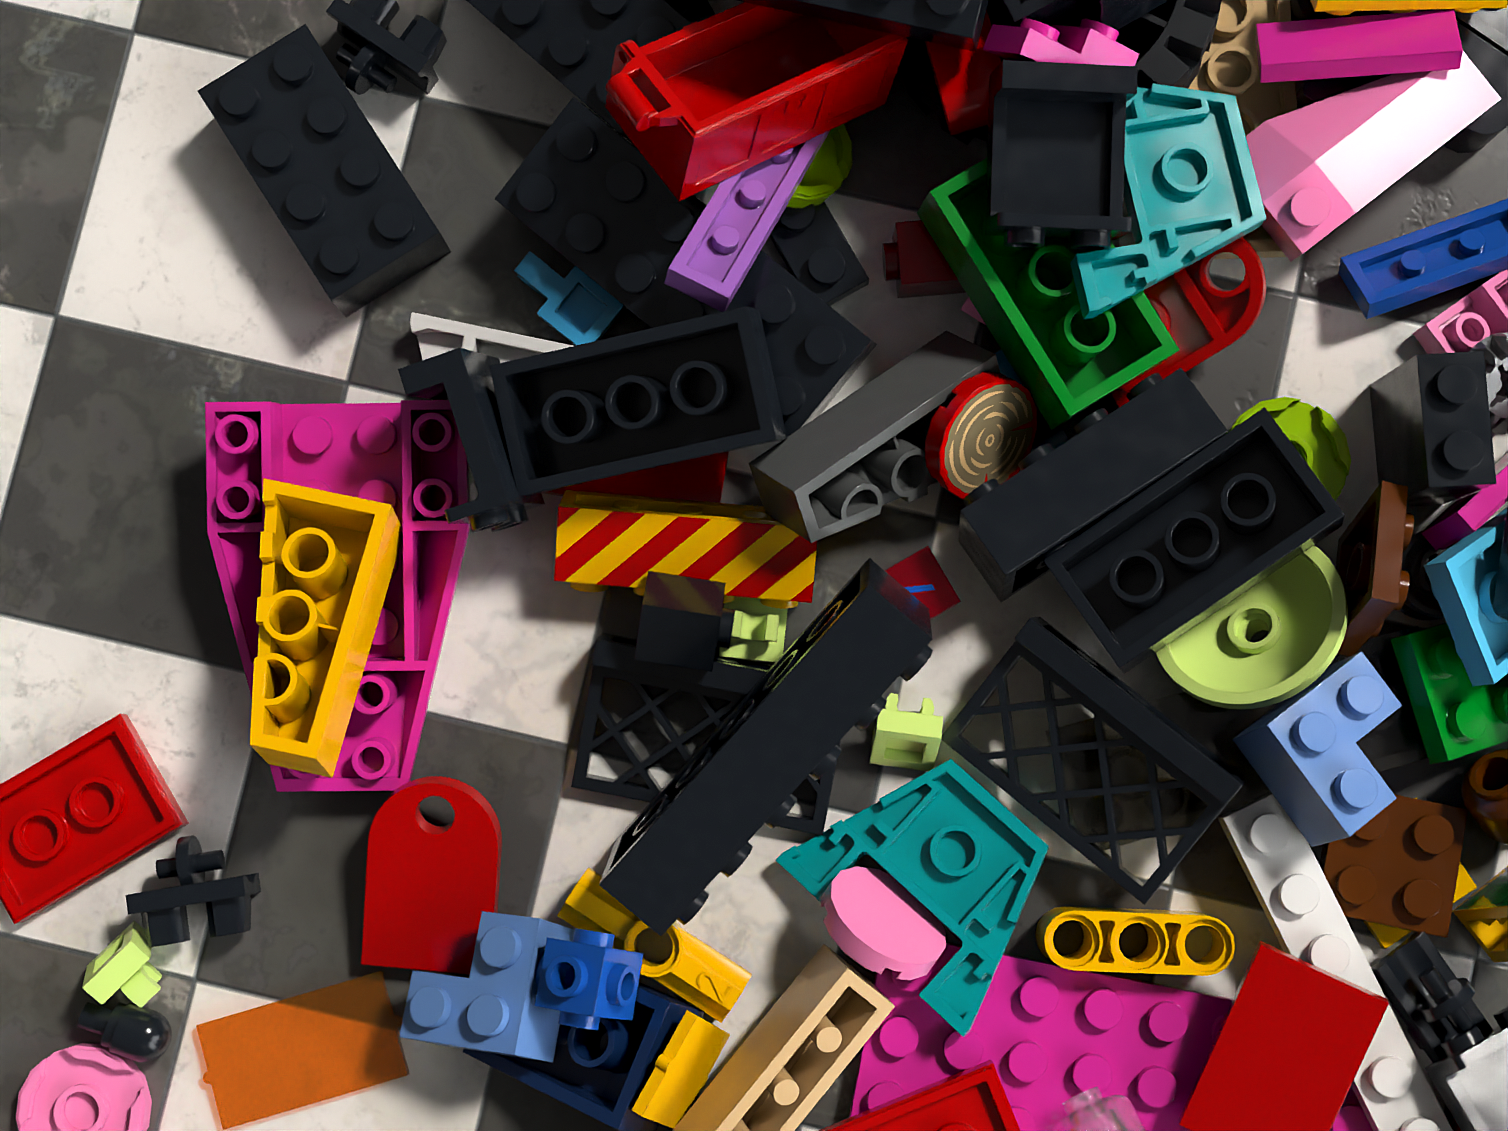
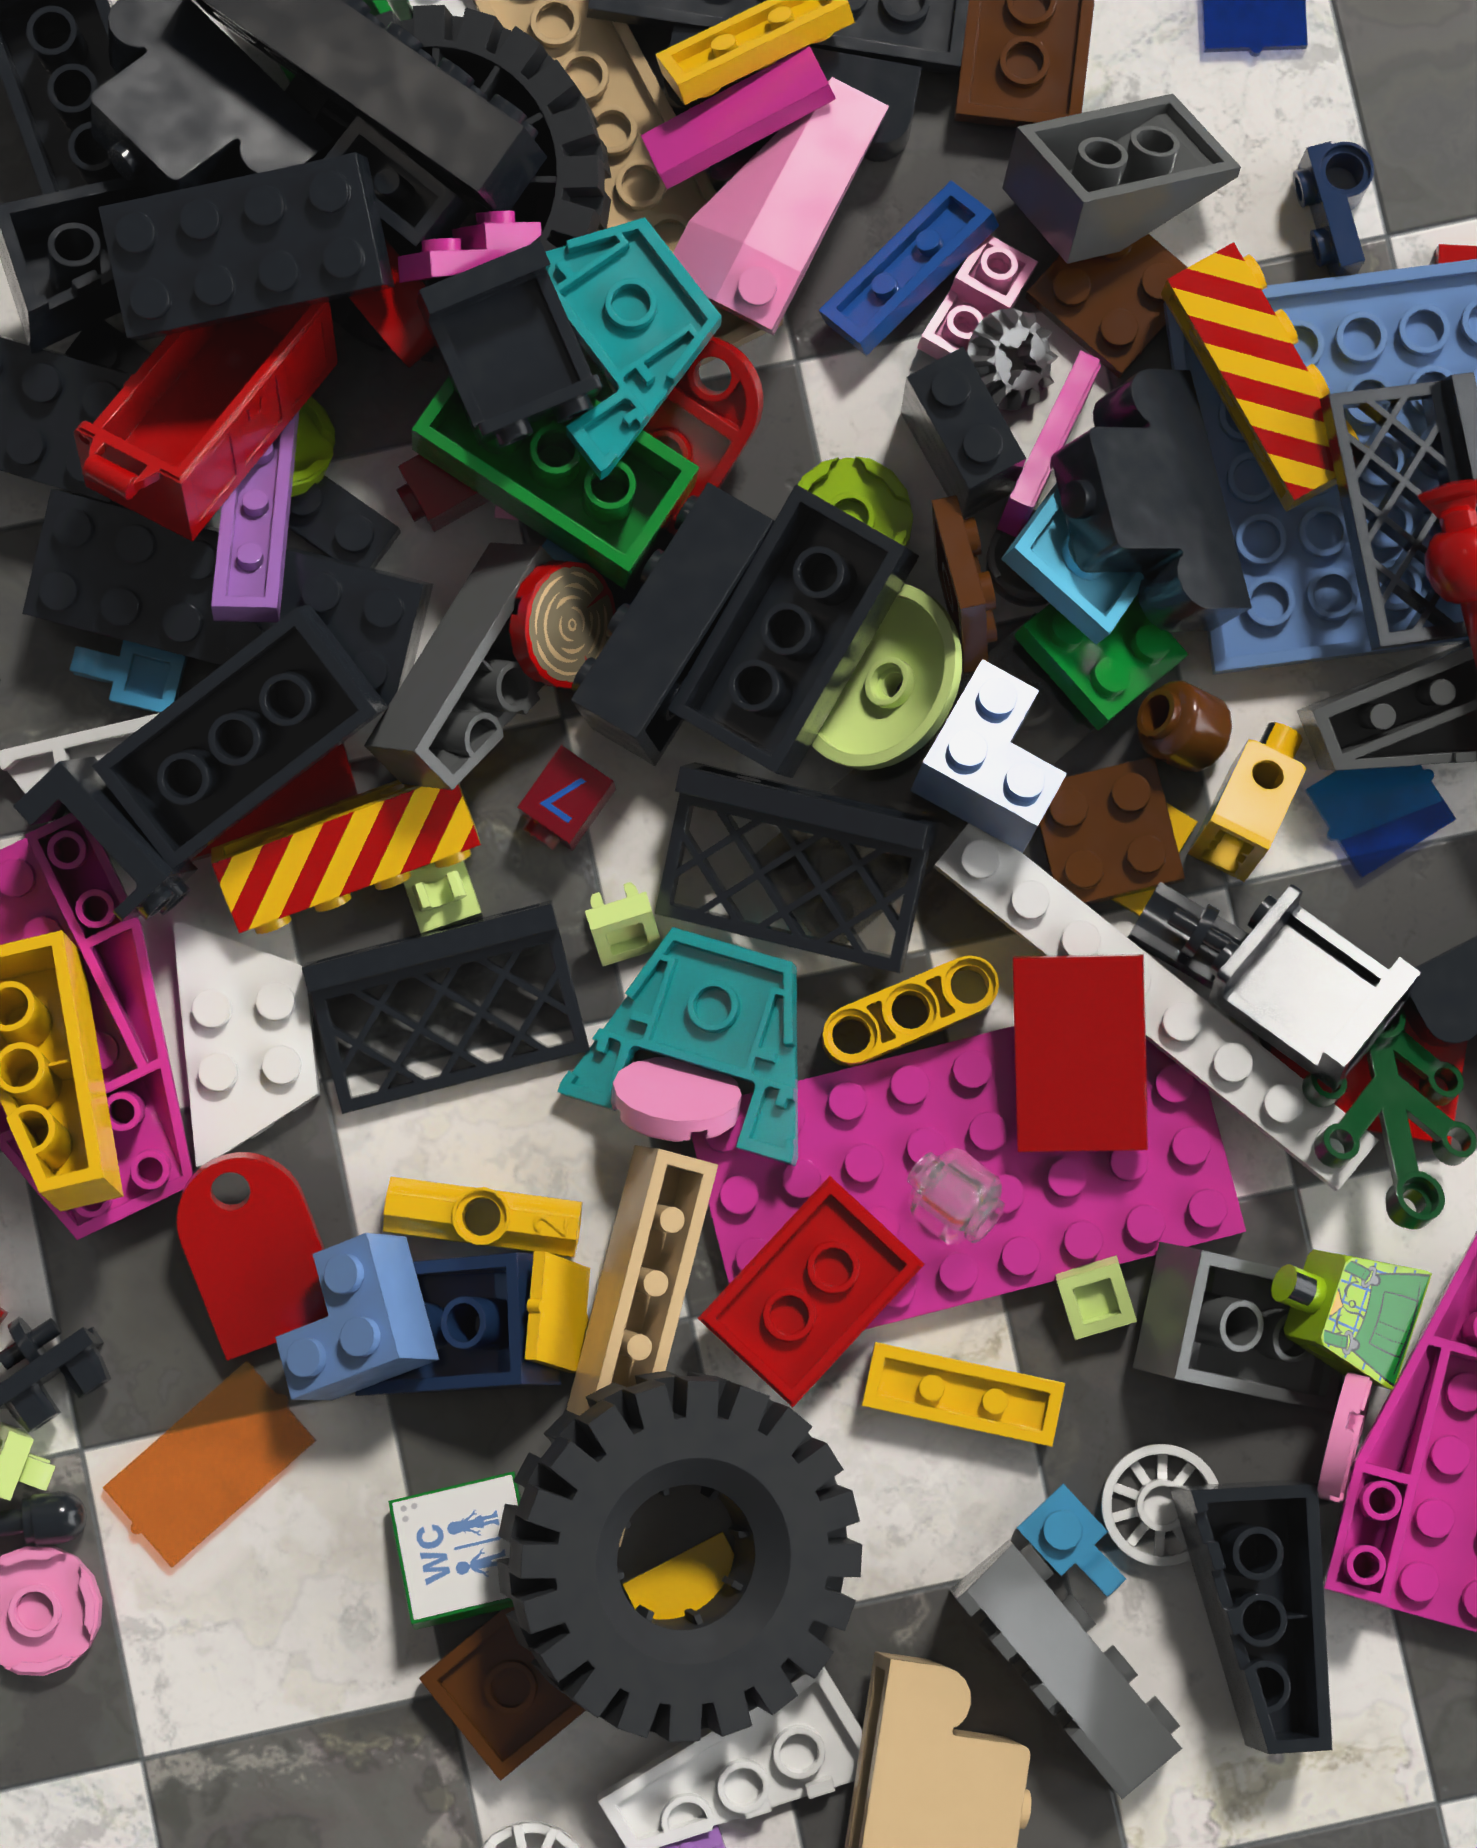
camera: 25 degrees left, 0 degrees up
(513, 676) = (243, 1039): none -> white wing
(588, 979) = (434, 1265): blue brick -> none
(683, 621) = (372, 914): black brick -> none
(768, 748) = (496, 988): black brick -> none

